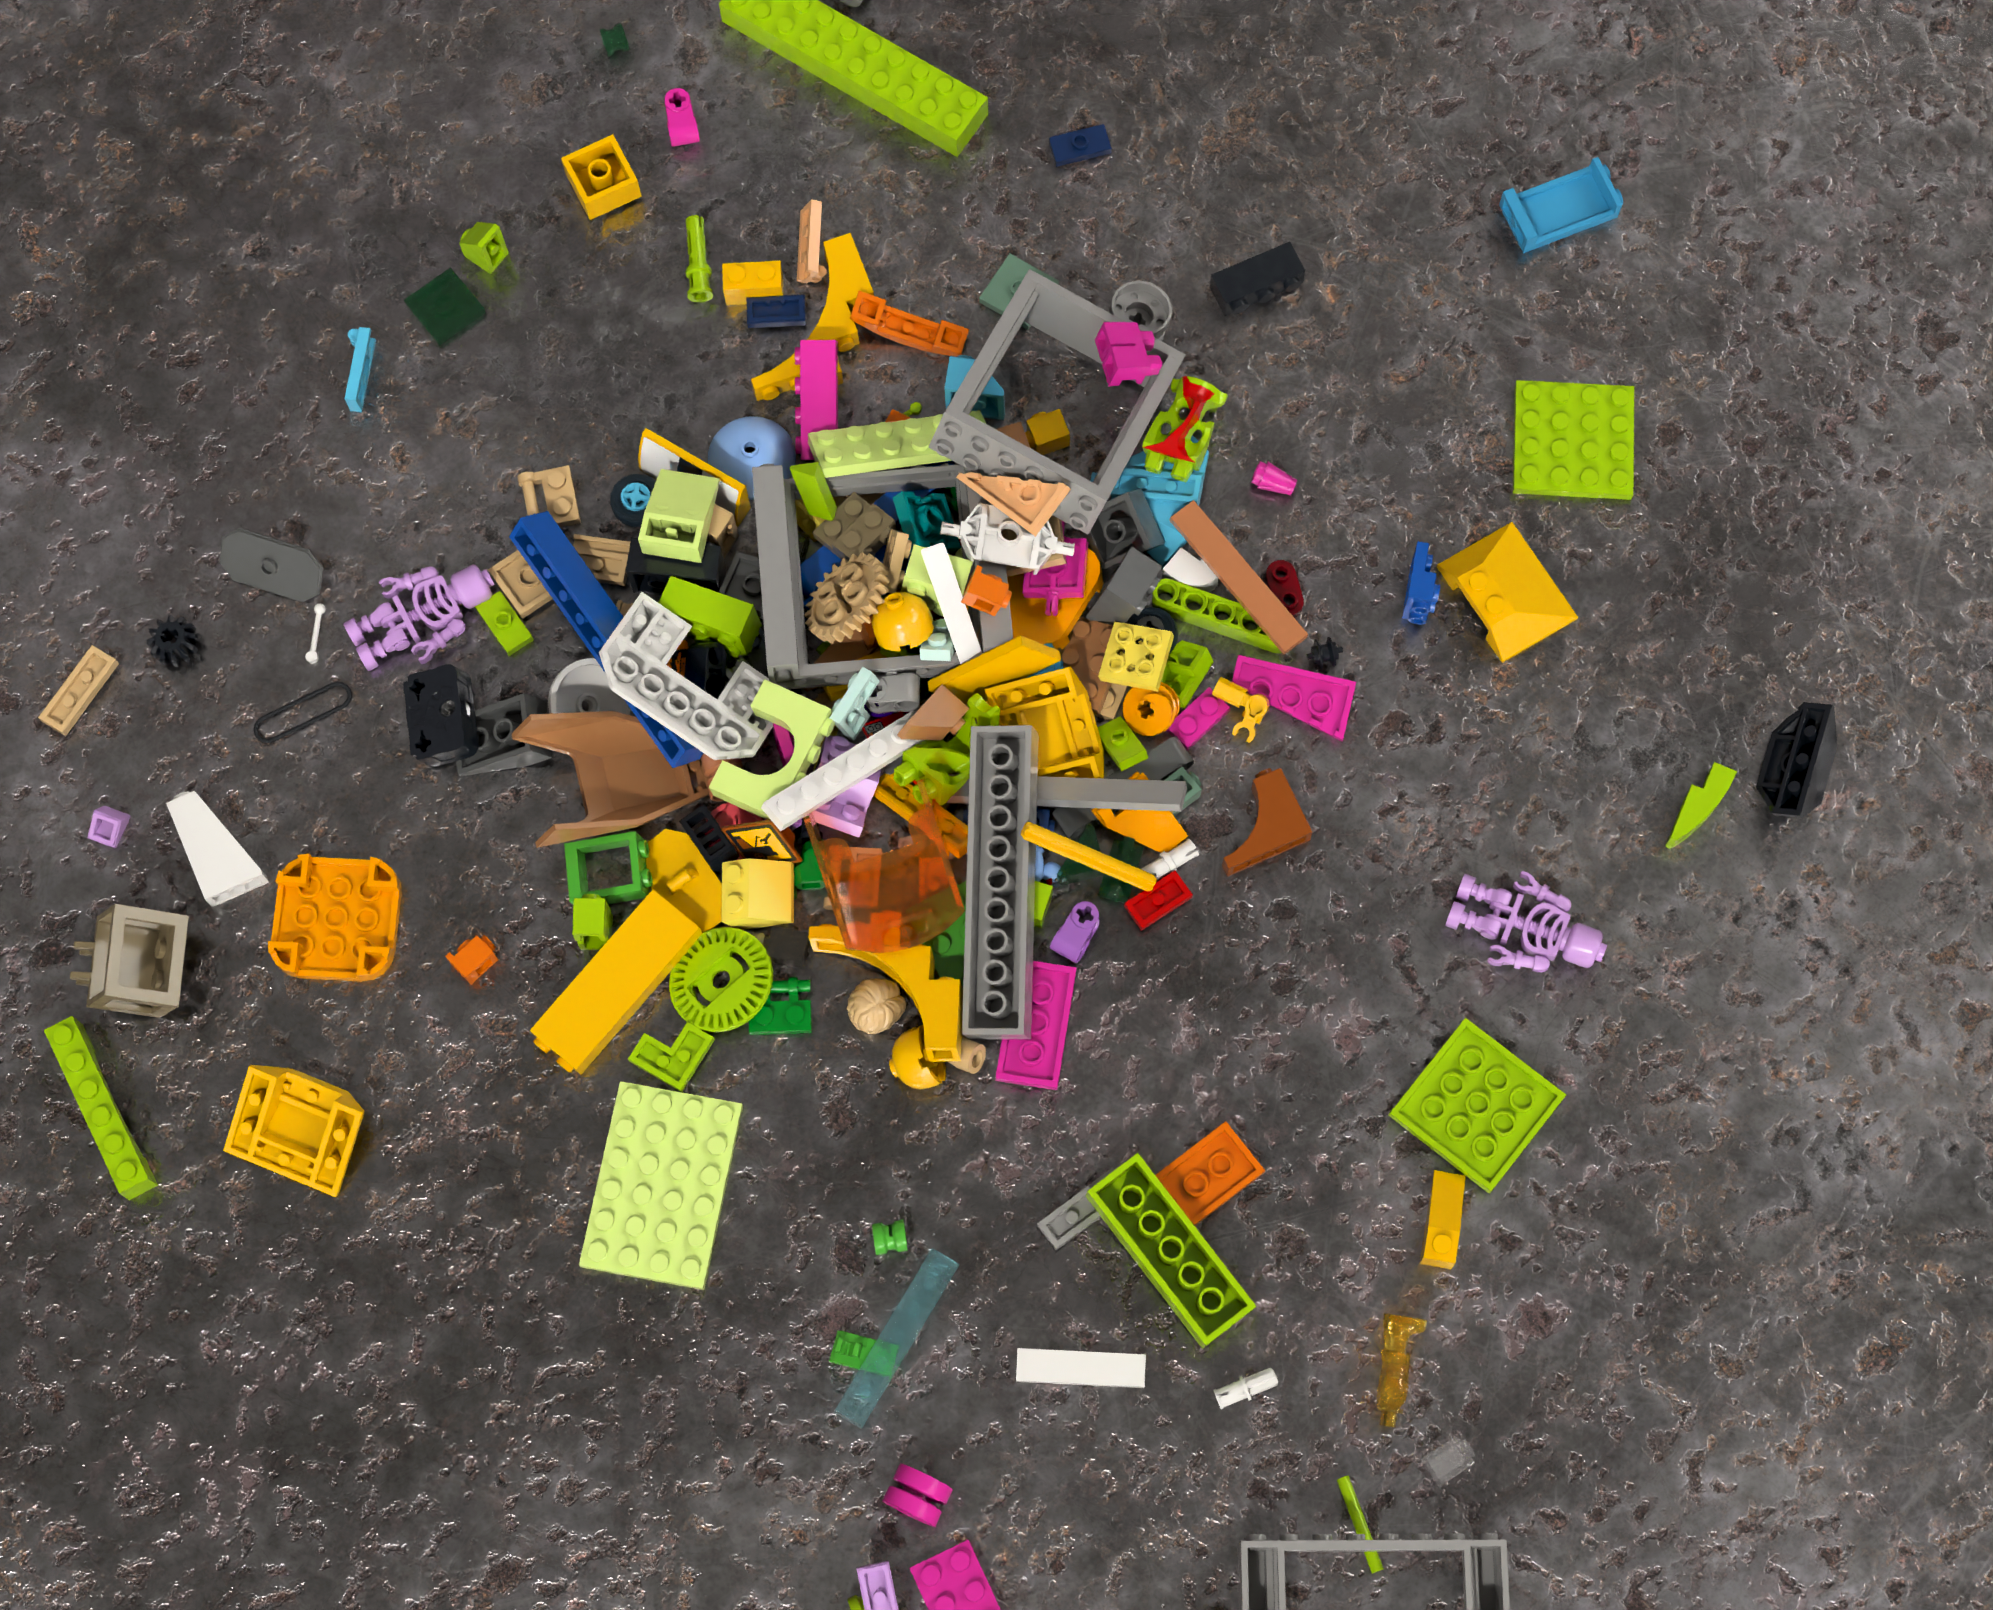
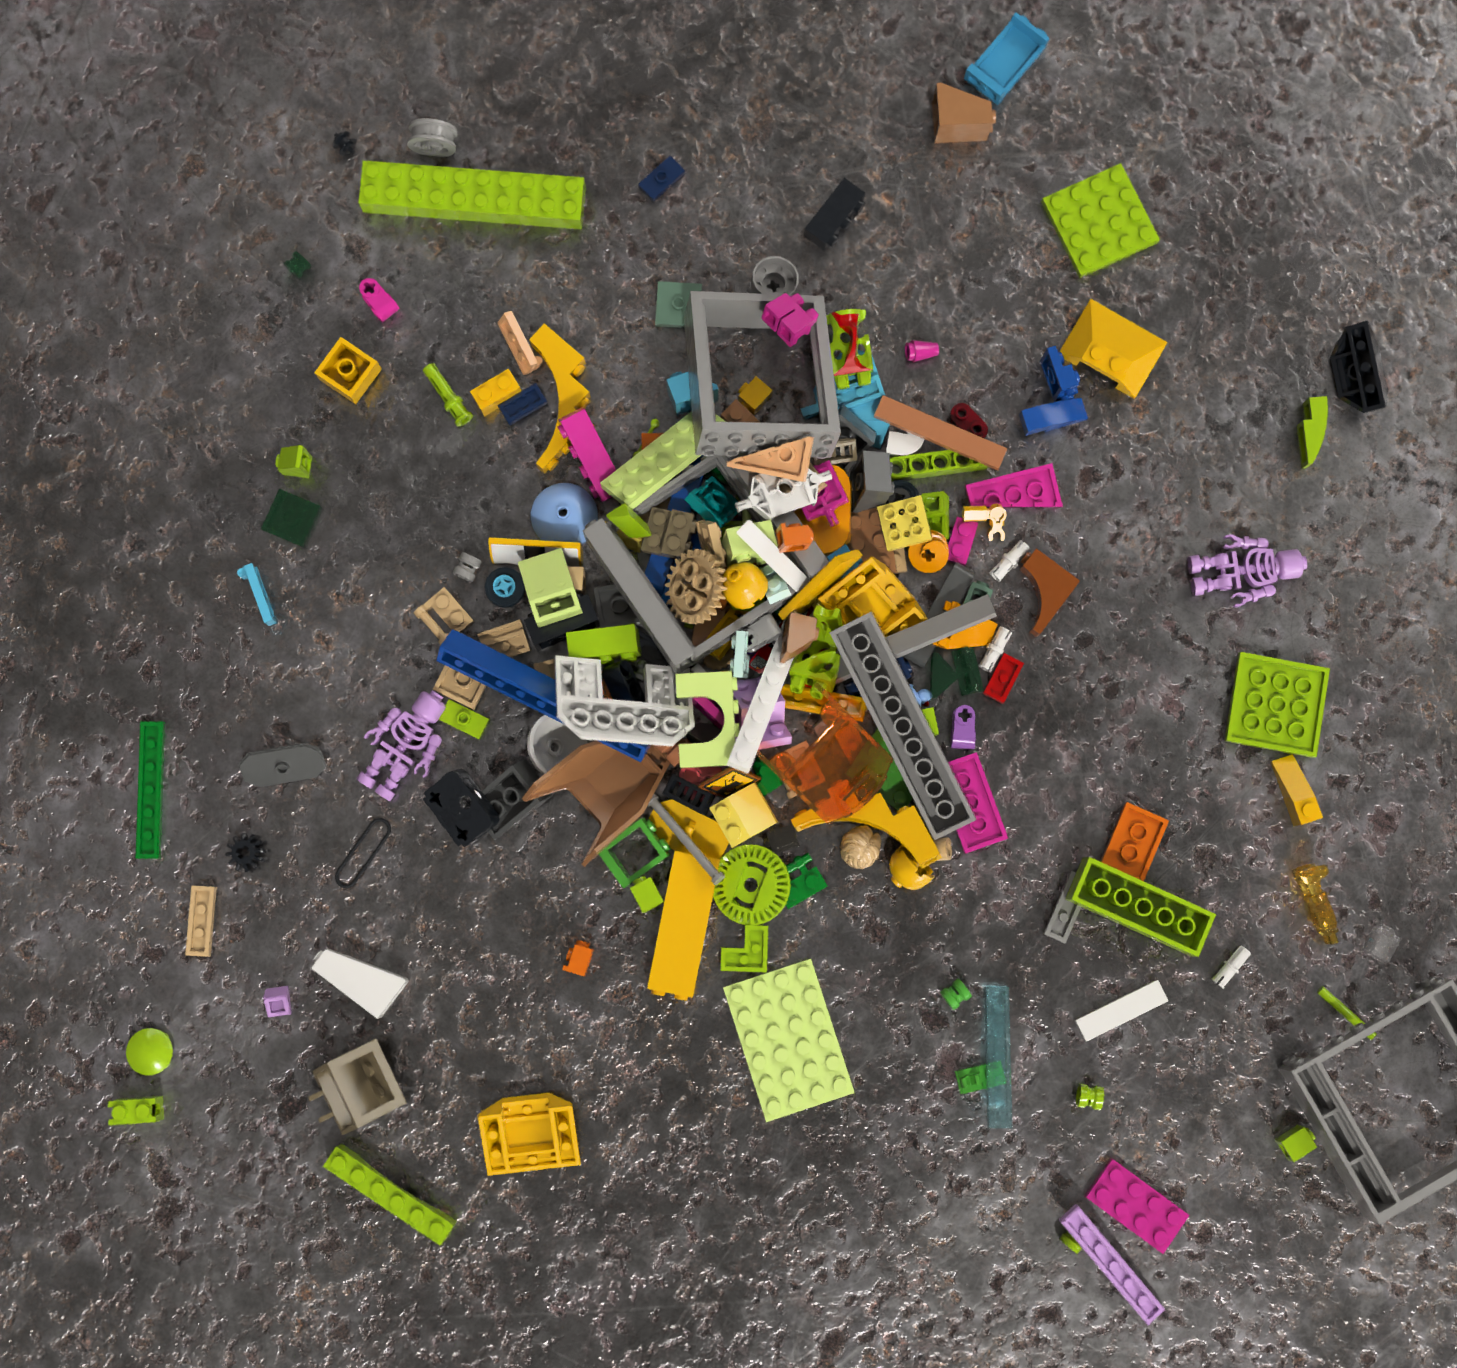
camera: 35 degrees left, 10 degrees up
(111, 520) = (150, 790): none -> green tile
(312, 656) = (345, 811): white hinge -> none
(335, 918) = (470, 981): light orange tile -> none
(606, 456) = (466, 572): none -> light grey wheel
(682, 940) = (685, 839): none -> light grey bar
(908, 328) = (620, 370): orange slope -> none
(917, 1495) = (1068, 1151): dark pink wheel -> none
(982, 1448) = (1090, 1096): none -> lime wheel
(1088, 856) = (950, 678): yellow axle -> none
(1095, 544) = (842, 458): none -> dark tan slope
(1121, 743) = (923, 585): lime plate -> none
(1242, 769) = (1009, 560): none -> white pin
(1324, 653) = (1018, 454): black wheel -> none
(1389, 630) = (1052, 416): none -> blue slope
(1466, 240) = (960, 116): none -> medium nougat slope

